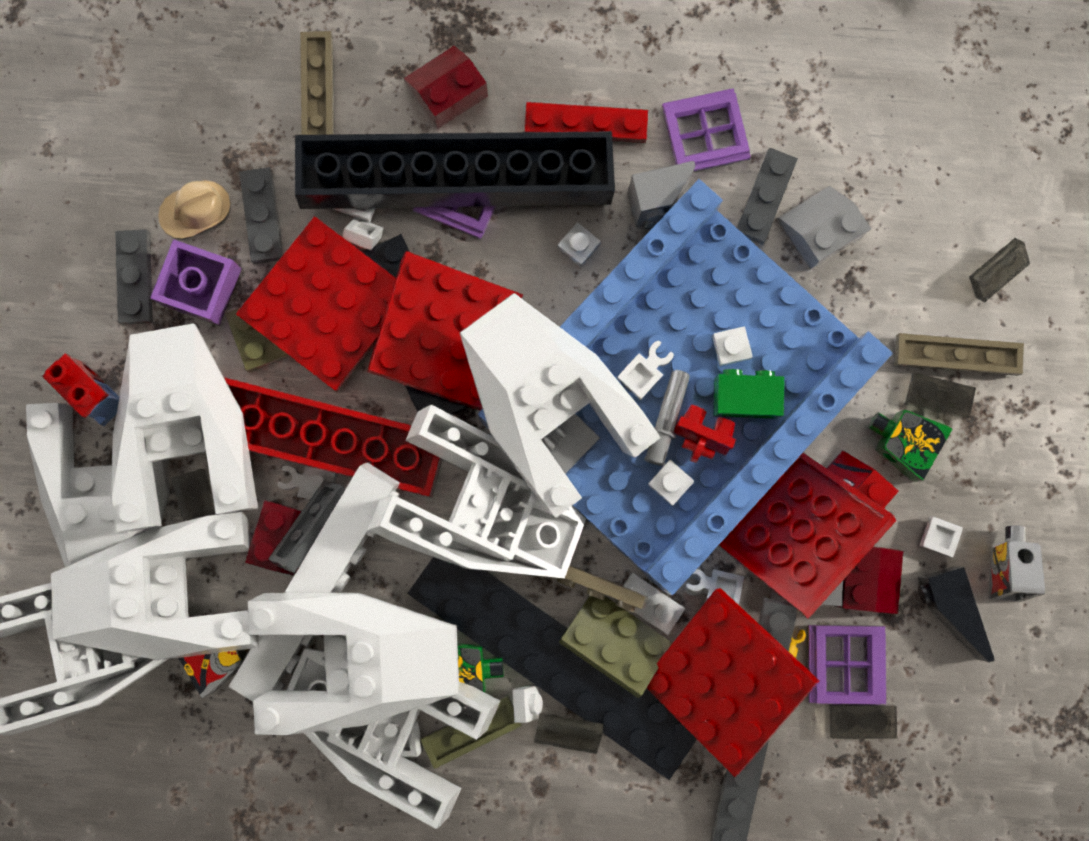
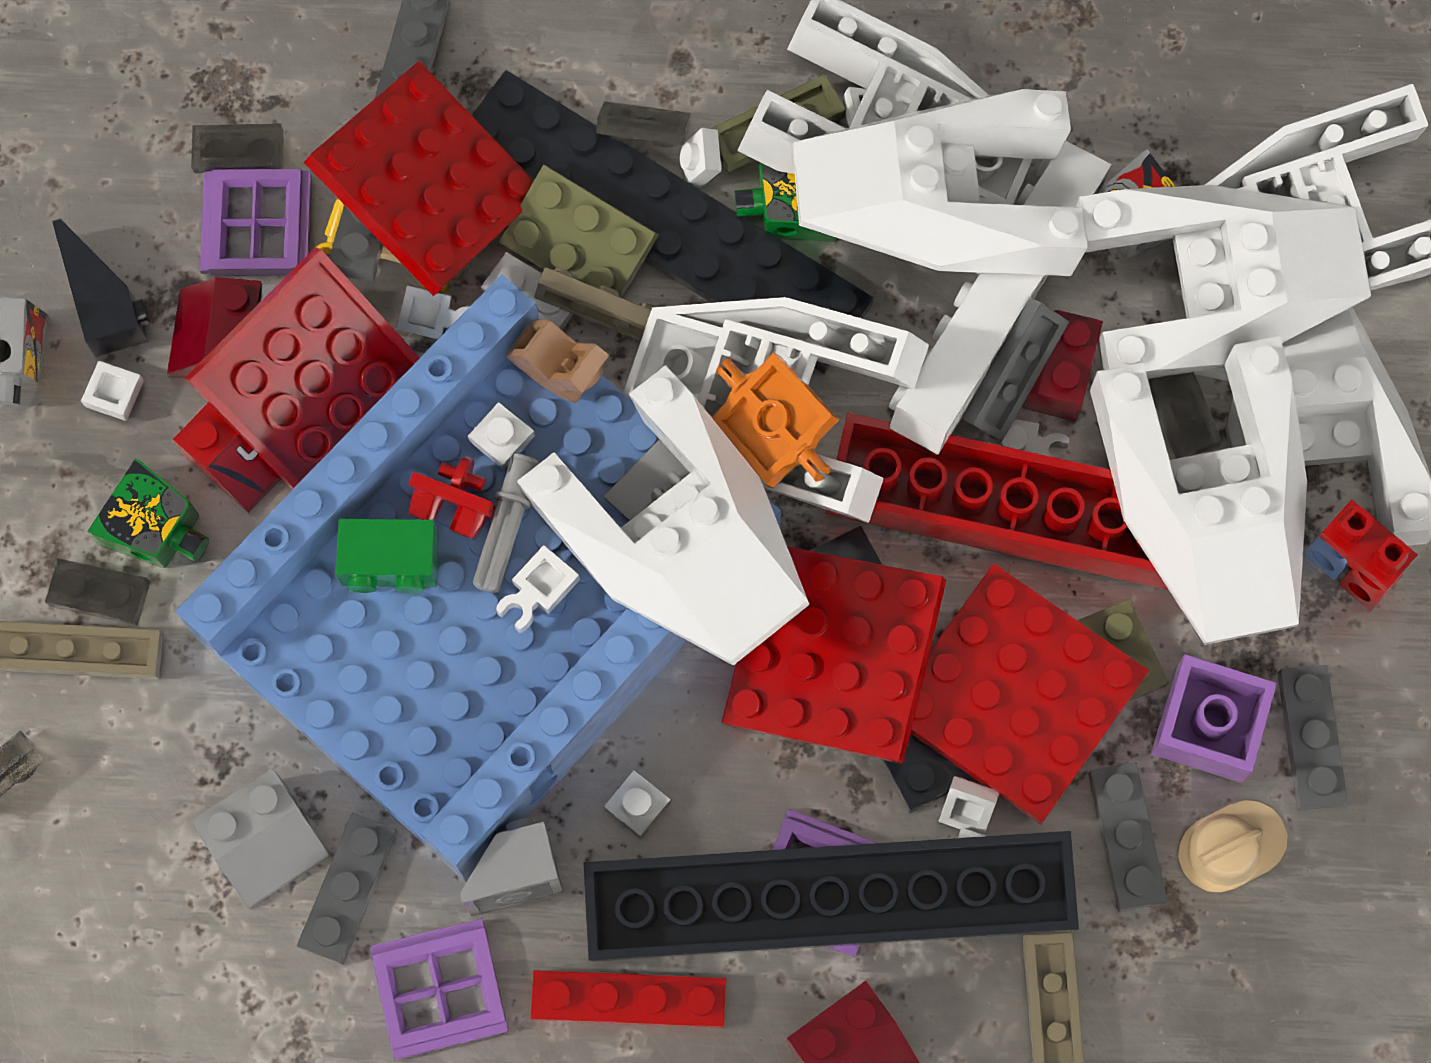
camera: 175 degrees left, 10 degrees down
(479, 475) = (774, 419): none -> orange plate
(632, 532) = (557, 360): none -> medium nougat brick
(732, 346) = (408, 630): white plate -> none

